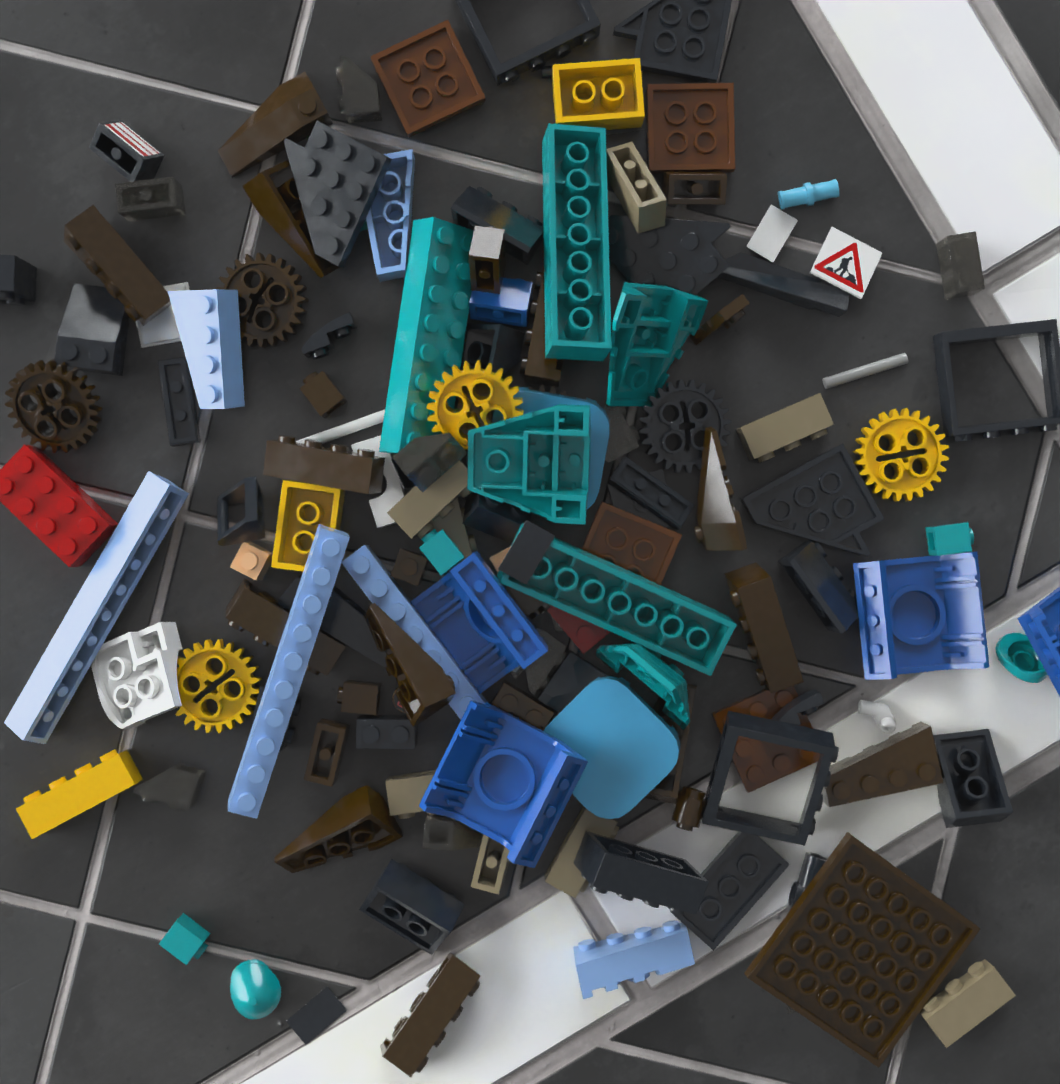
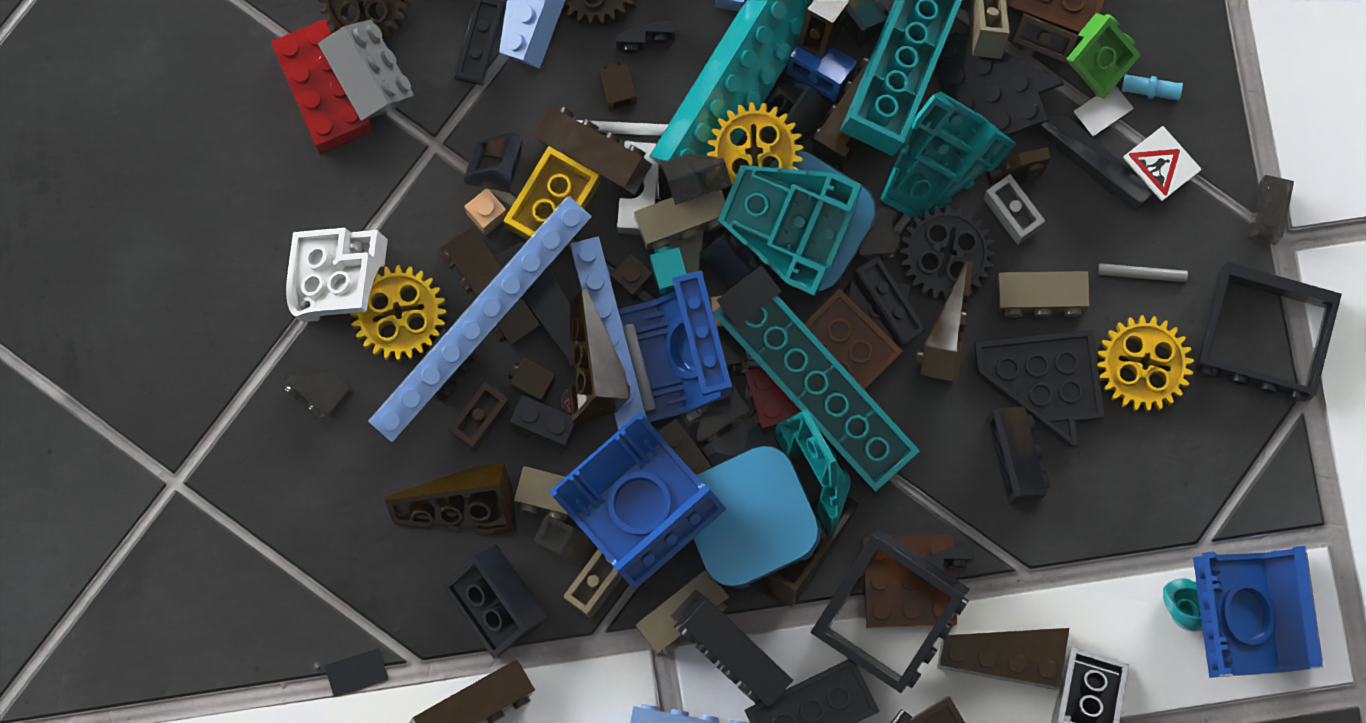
camera: 20 degrees right, 10 degrees down
(78, 794) = (227, 361): yellow brick -> none
(82, 477) = (366, 69): none -> light grey brick
(96, 609) = (321, 195): light blue brick -> none
(185, 939) = (266, 541): teal brick -> none
(254, 989) = (309, 619): teal hat -> none
(452, 649) = (639, 368): none -> light grey bar
(689, 808) = (803, 617): dark brown brick -> none
(730, 362) = (1014, 209): none -> light grey brick
(755, 181) = (1103, 54): none -> bright green plate
(764, 626) = (946, 473): dark brown wedge -> none
(881, 714) = (1028, 605): white arm -> none
(920, 615) = (1100, 521): blue panel -> none
(949, 539) = (1160, 462): teal brick -> none

